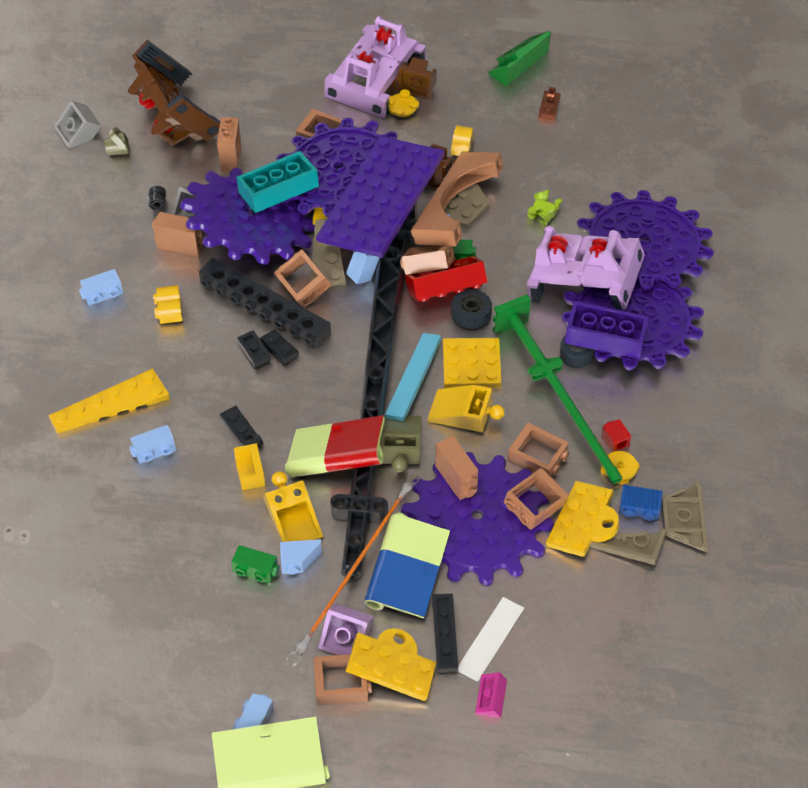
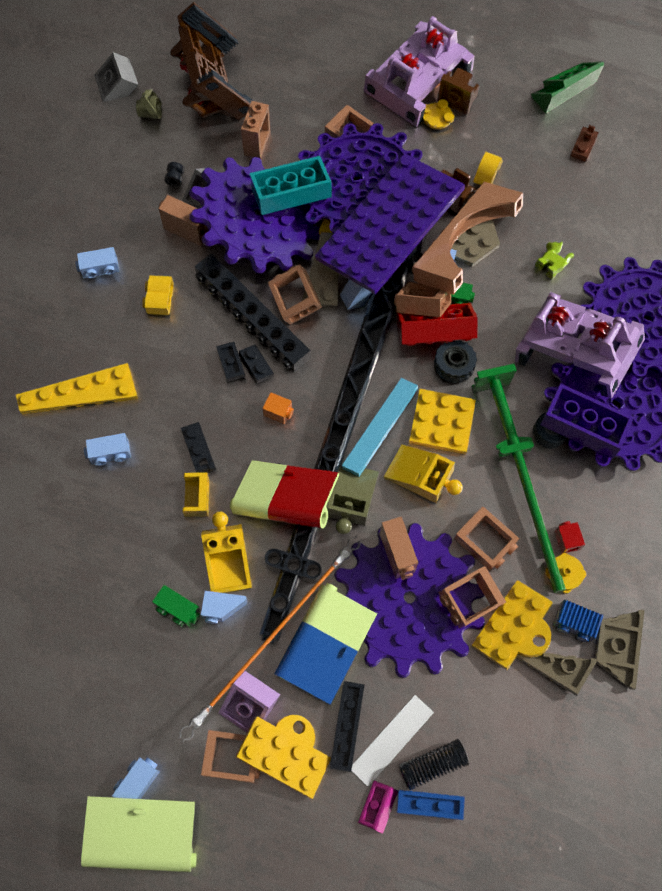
camera: 10 degrees right, 15 degrees up
(310, 379) = (277, 408): none -> orange brick
(507, 652) = (456, 757): none -> black piece
(540, 681) = (430, 804): none -> blue plate

